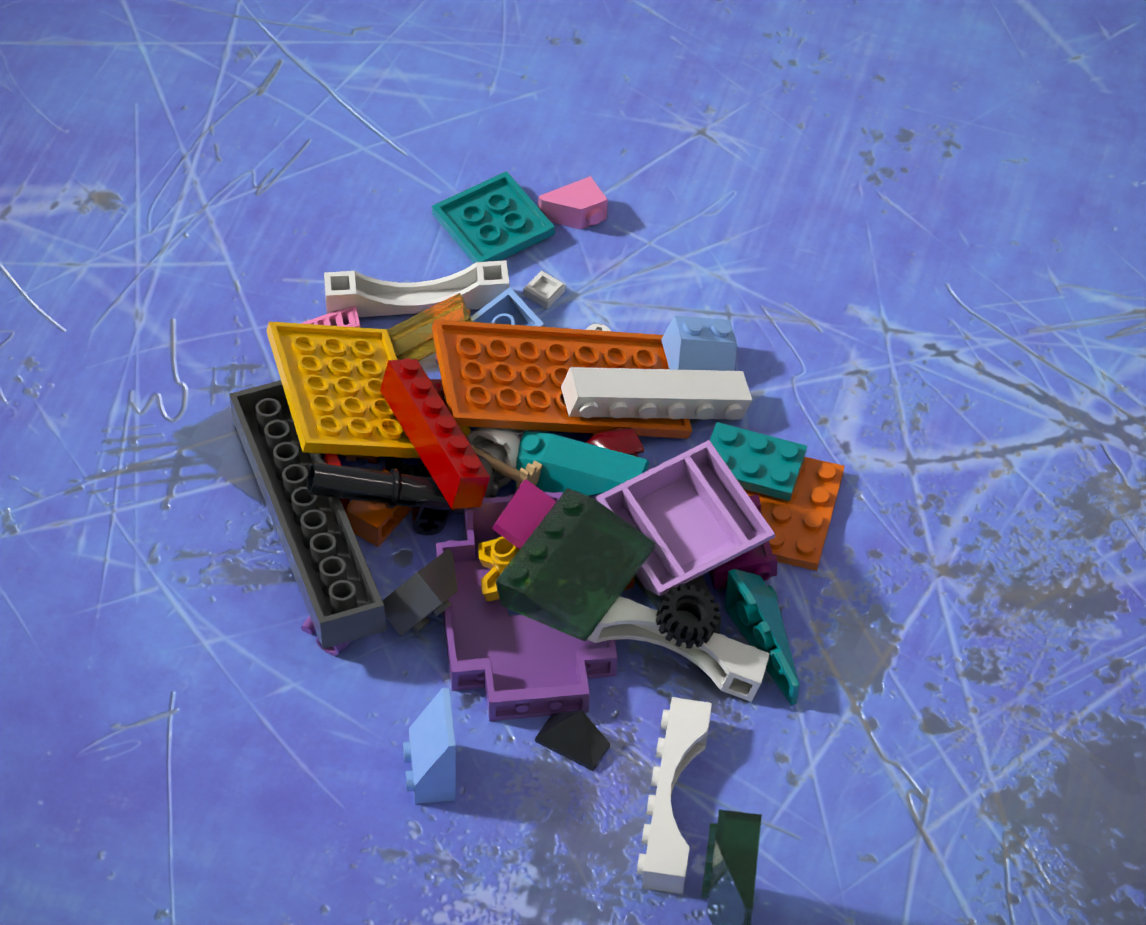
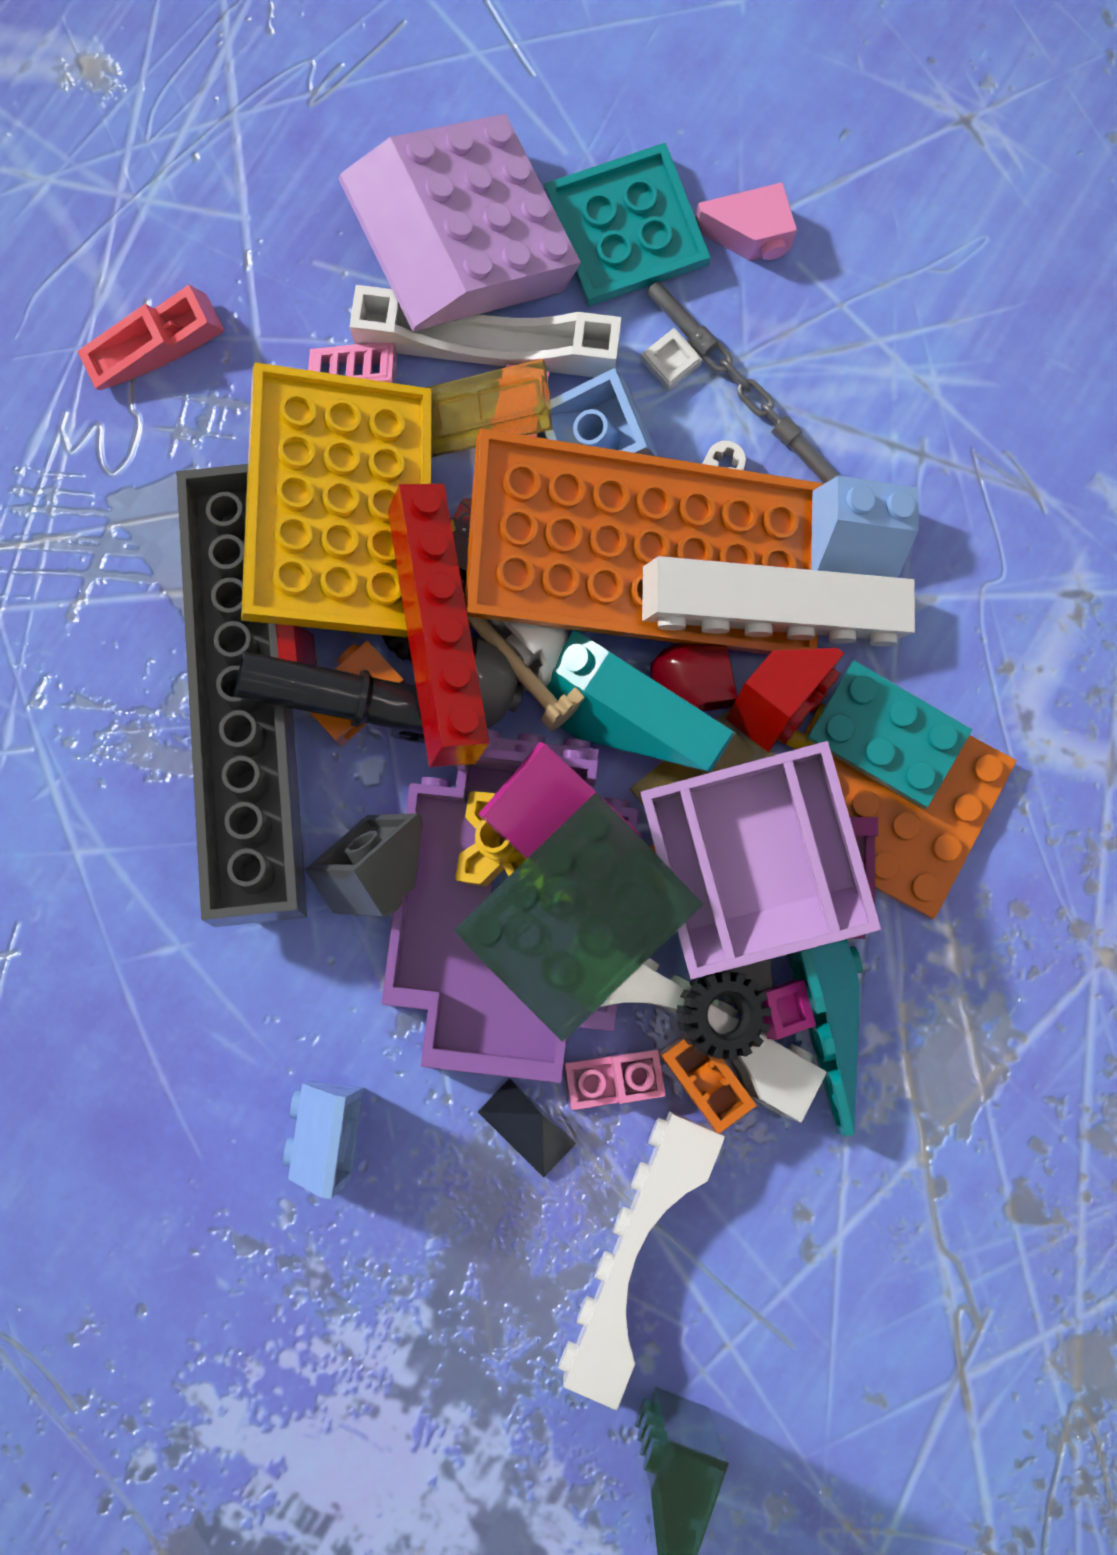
camera: 15 degrees right, 30 degrees up
(184, 335) = (151, 338): none -> coral slope
(384, 229) = (459, 221): none -> lavender slope
(561, 273) = (704, 344): none -> flat silver piece
(631, 697) = (614, 1079): none -> bright pink slope
(674, 433) = (784, 693): none -> red slope
(688, 674) = (708, 1084): none -> orange brick
(733, 617) = (789, 1009): none -> dark pink plate

